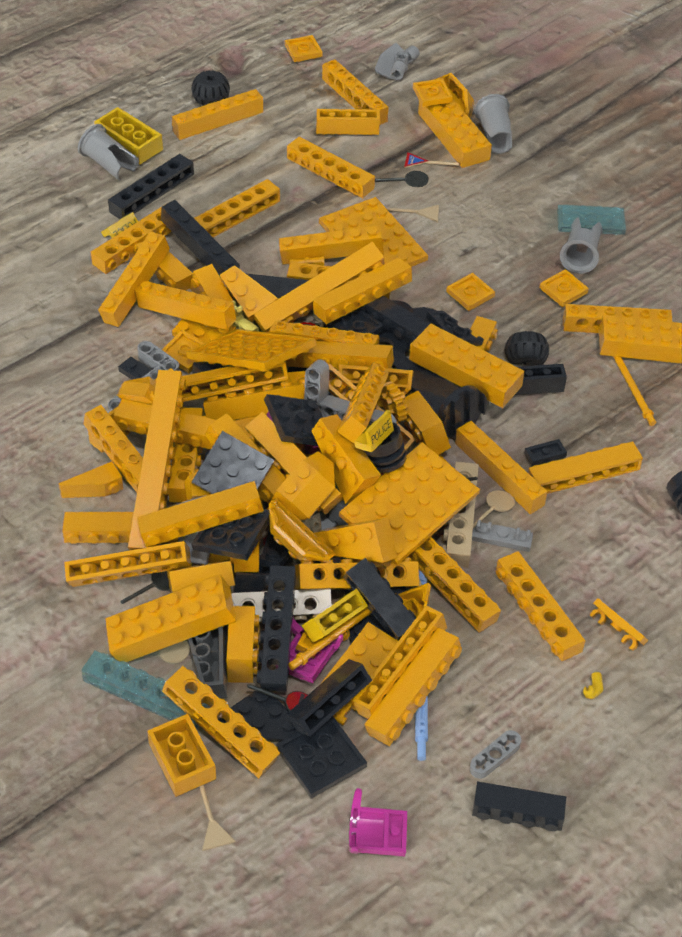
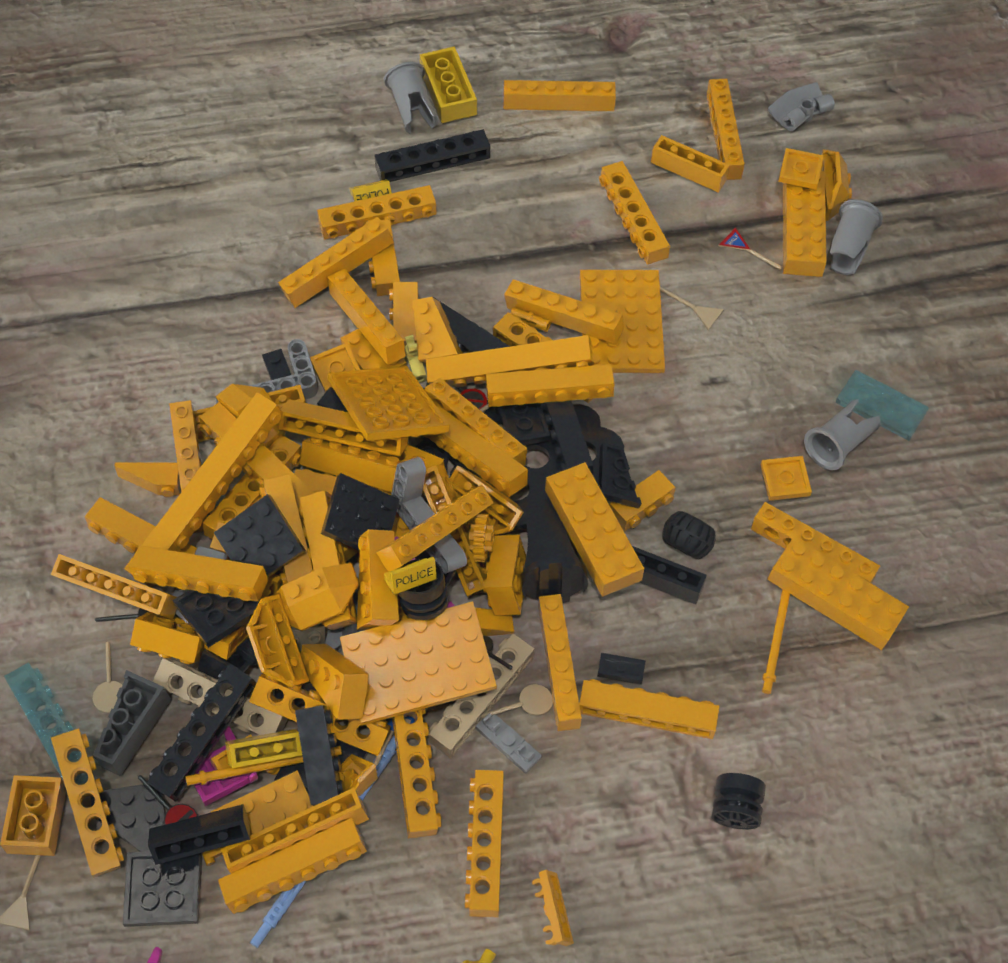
camera: 30 degrees right, 10 degrees up
(170, 619) = (110, 669): light orange brick -> none
(196, 237) = (430, 245): black brick -> none
(210, 87) = (571, 60): black wheel -> none
(239, 208) = (498, 222): light orange brick -> none
(243, 645) = (161, 727): light orange brick -> none
(303, 48) = (709, 48): light orange plate -> none
(413, 179) = (719, 265): pearl dark grey piece -> none
(470, 291) = (679, 434): light orange plate -> none

